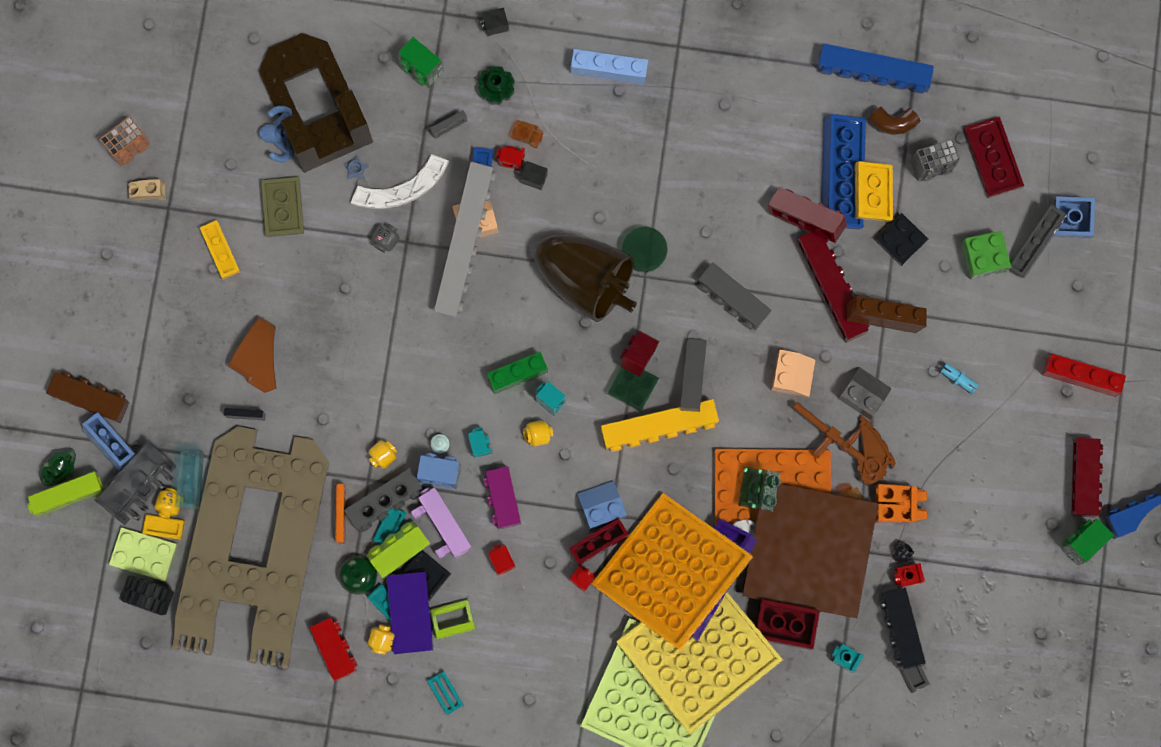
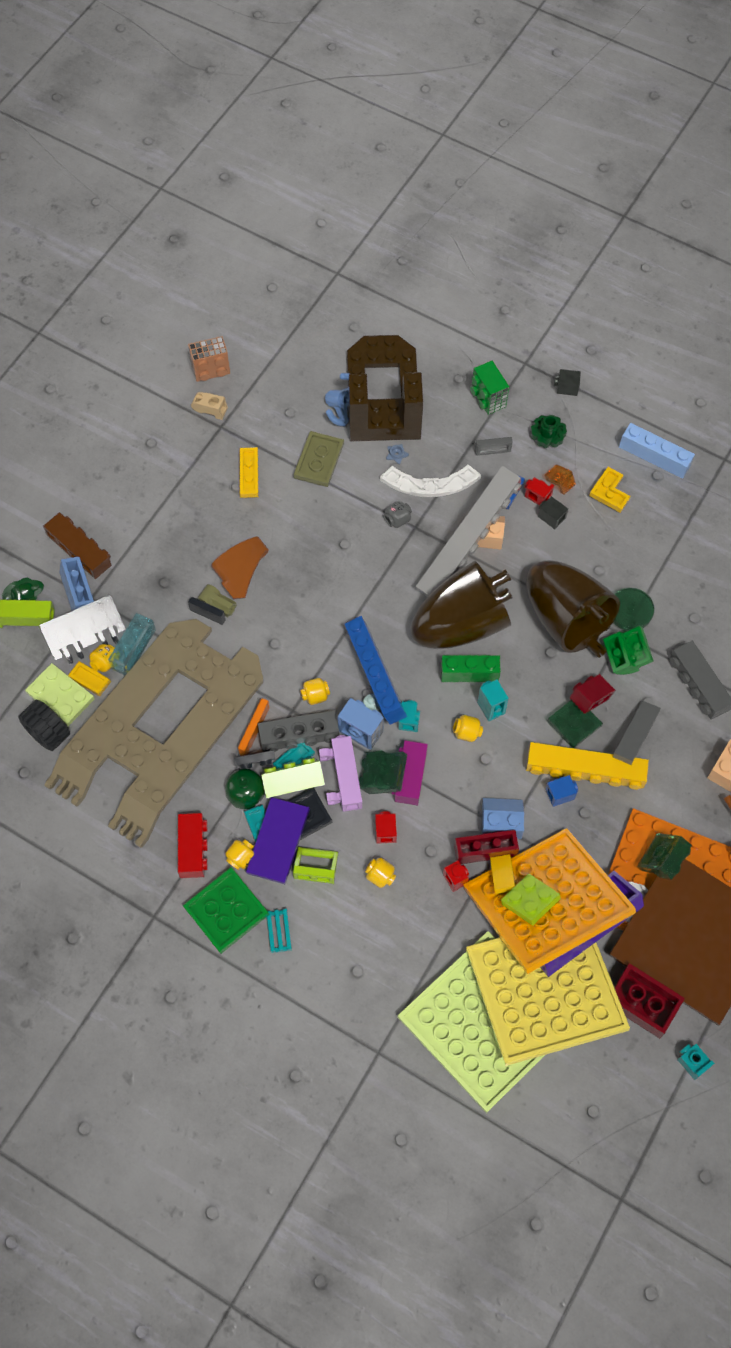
camera: 25 degrees right, 15 degrees down
(248, 400) = (213, 597): none -> olive piece
(350, 550) = (246, 762): none -> black plate
(391, 695) = (226, 910): none -> green plate
(430, 413) = (375, 670): none -> blue brick
(478, 509) = (383, 772): none -> clear green plate
(487, 322) = (462, 609): none -> dark brown windscreen
(513, 604) = (380, 872): none -> yellow head
(575, 130) = (606, 491): none -> yellow plate
(622, 562) = (502, 873): none -> yellow tile
(646, 458) = (561, 790): none -> blue brick
(656, 295) = (628, 651): none -> green brick
(656, 579) = (530, 899): none -> lime plate

